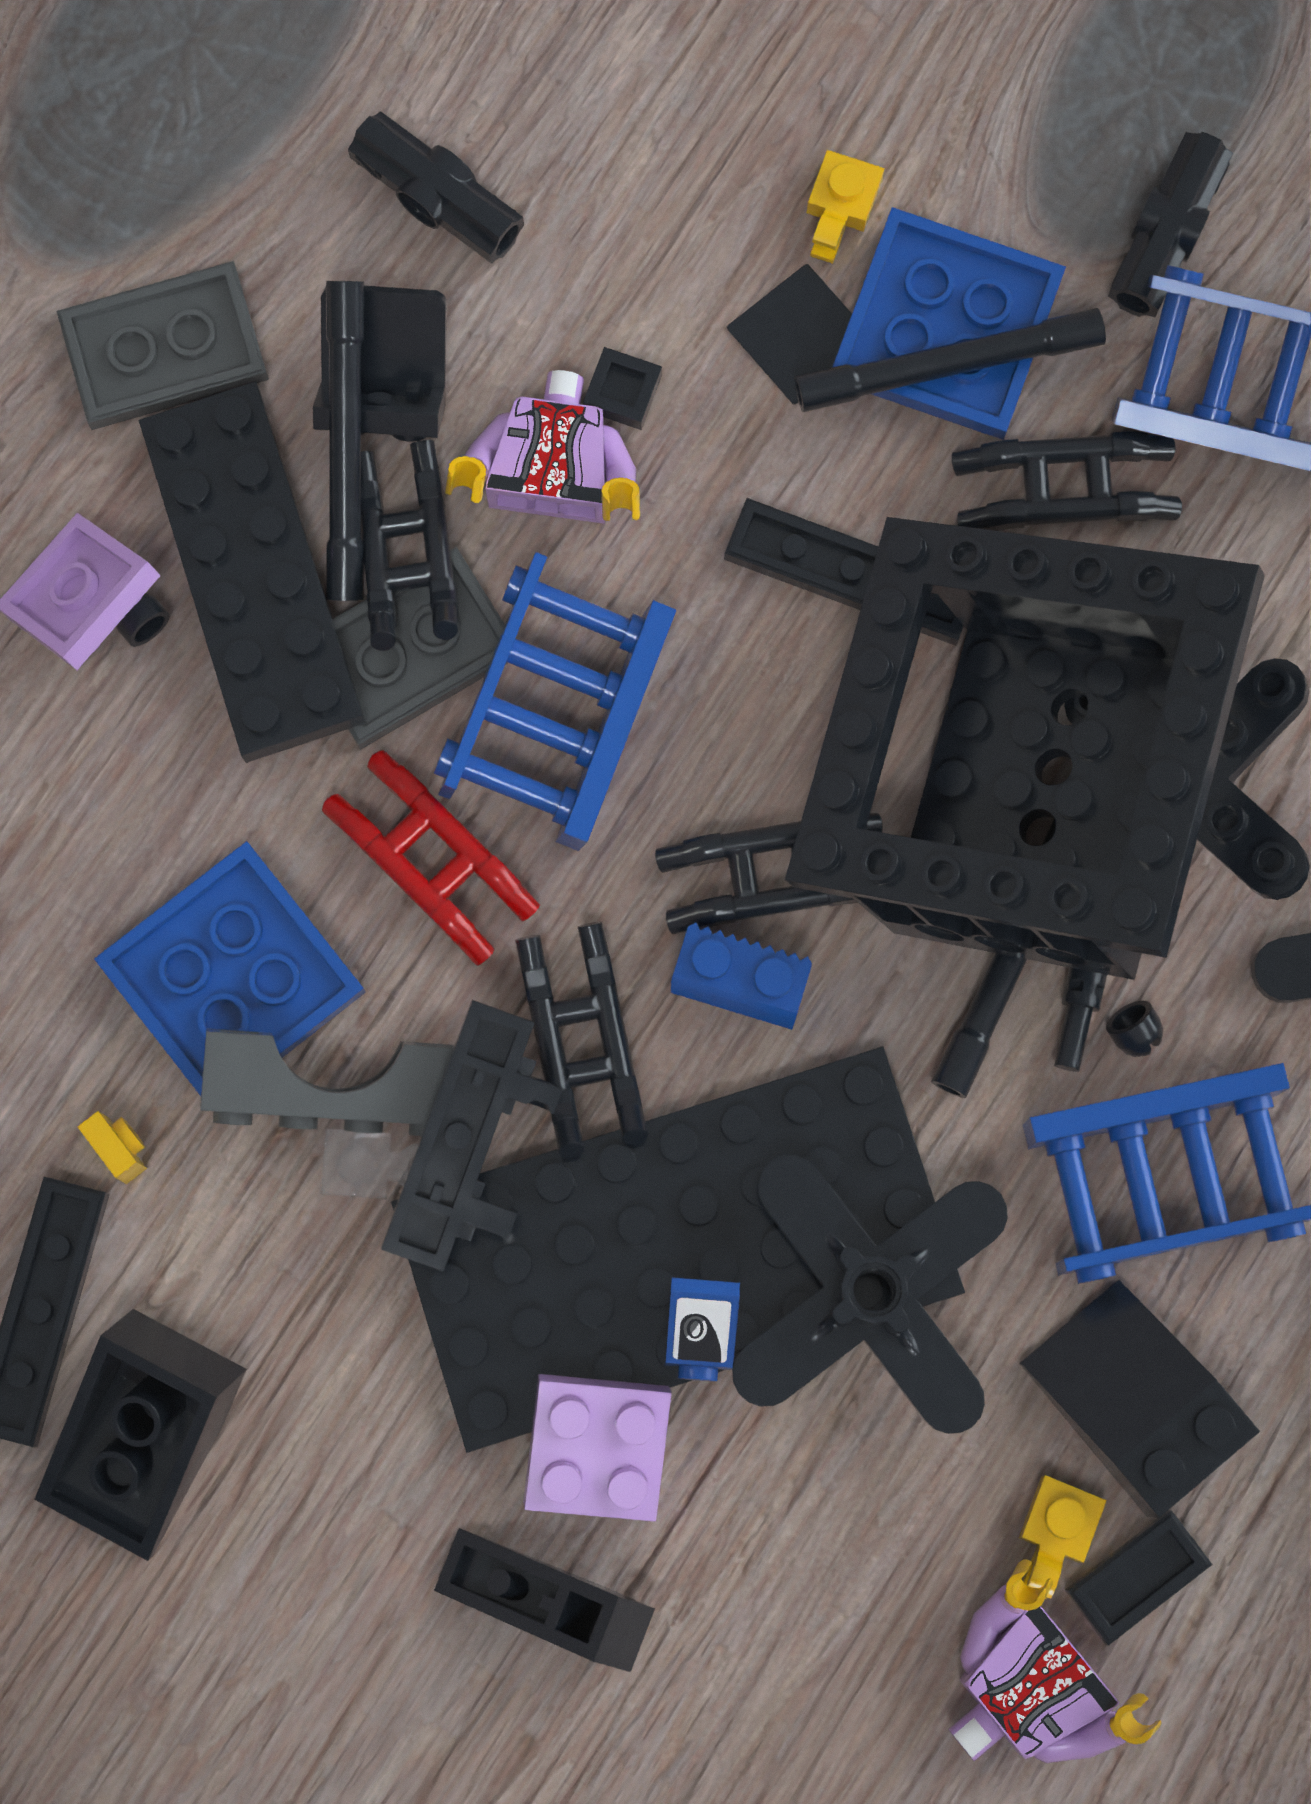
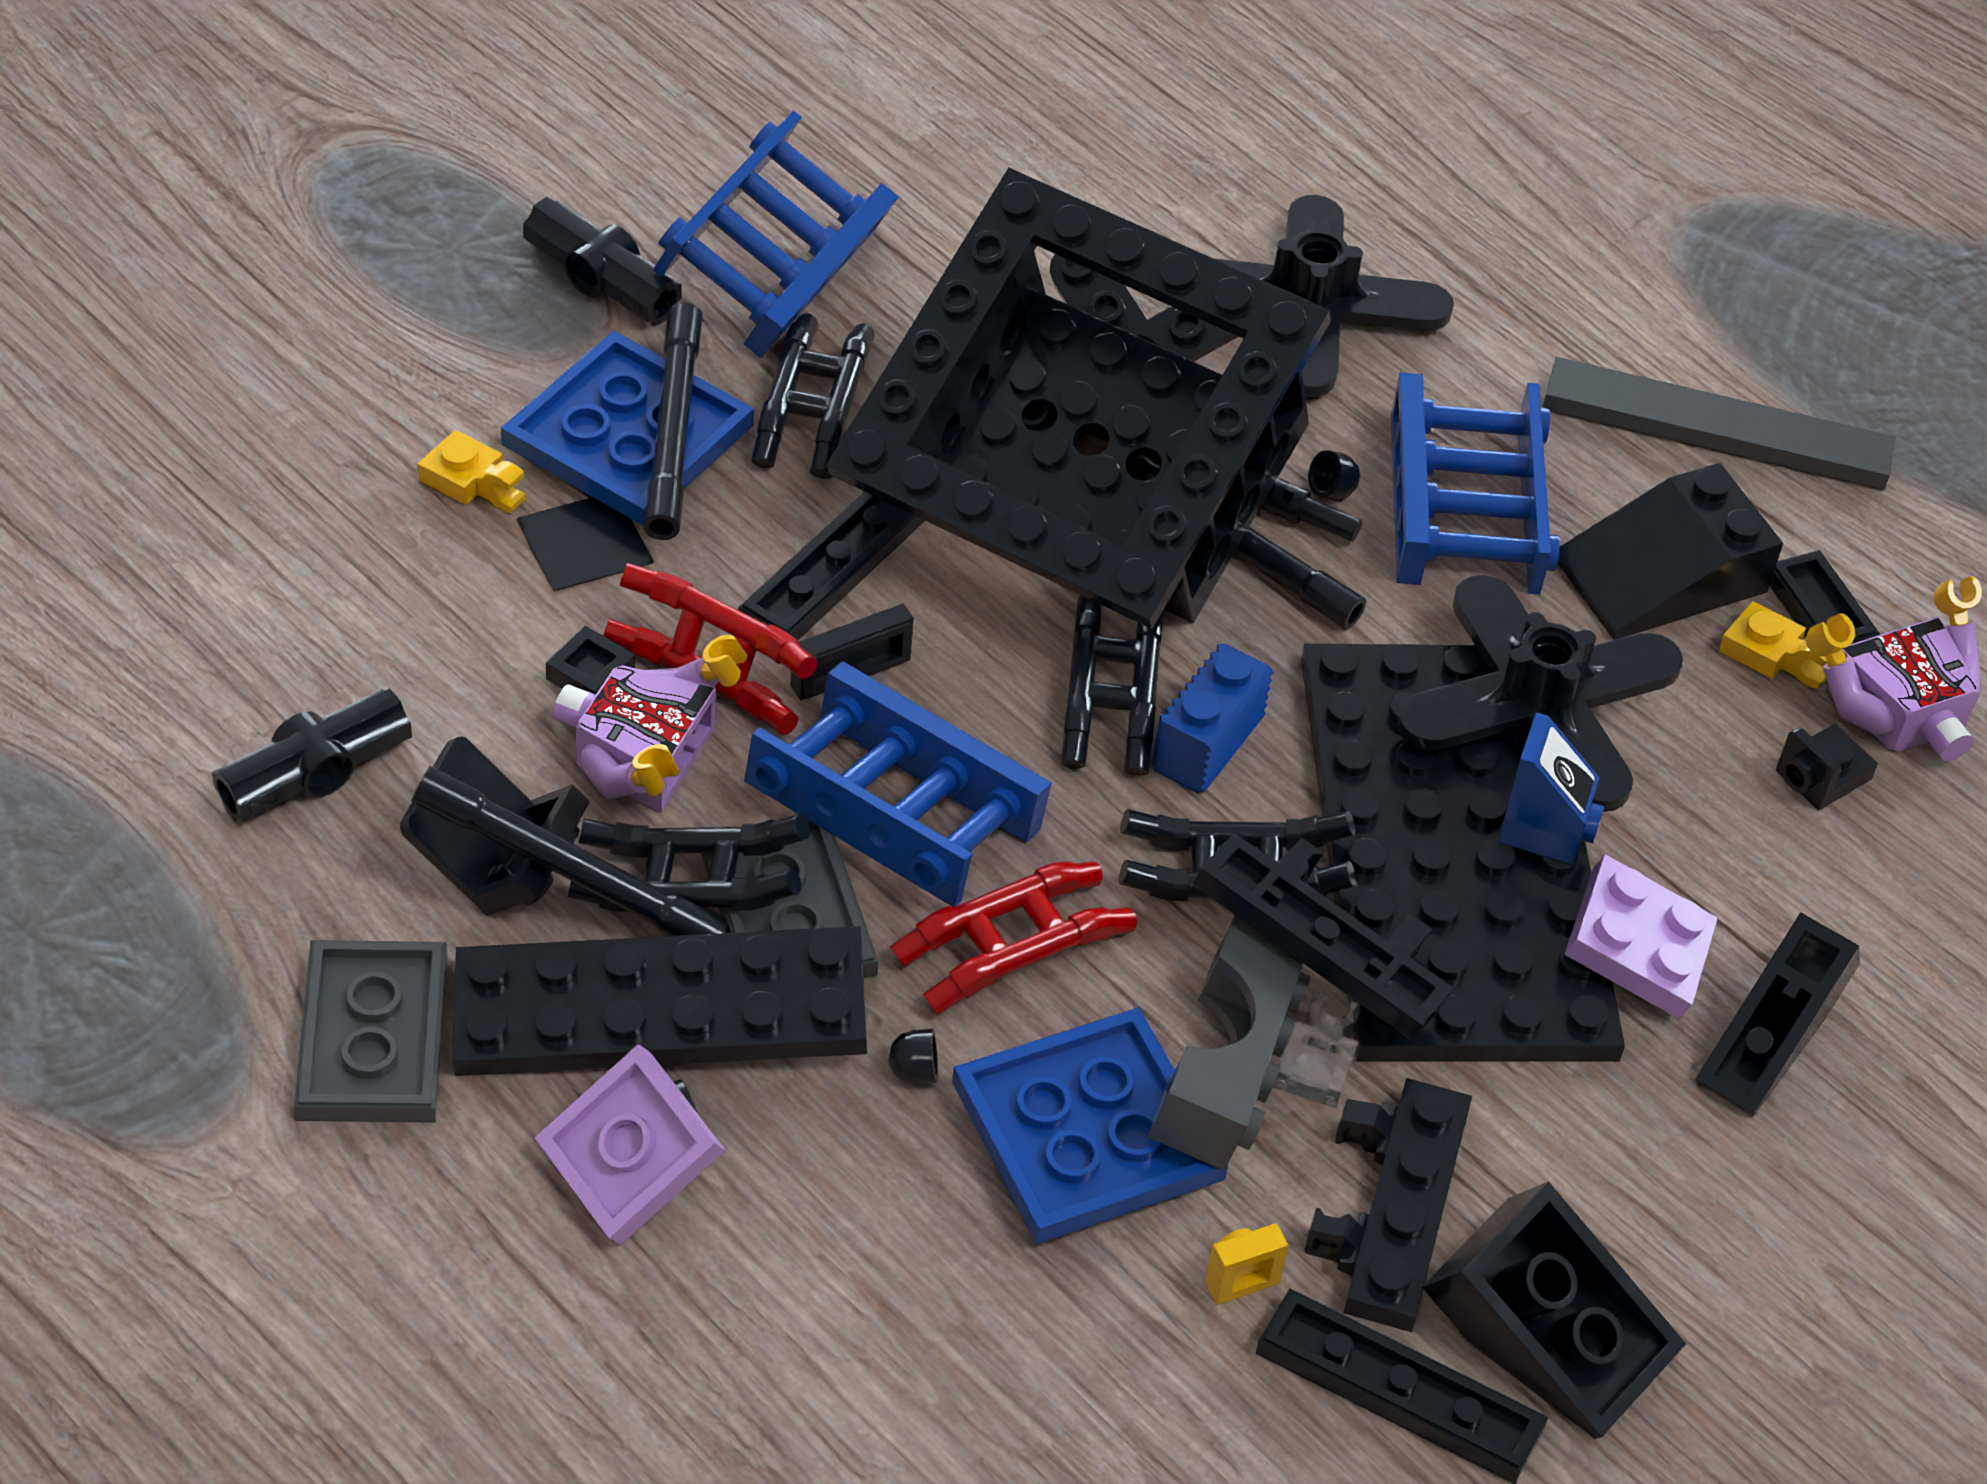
camera: 80 degrees left, 30 degrees down
(186, 1278) = (1395, 1243): none -> black hinge
(261, 808) = (915, 1057): none -> black hinge
(685, 450) = (701, 608): none -> red piece
(716, 617) = (865, 644): none -> black tile
(902, 1607) = (1824, 765): none -> black bracket

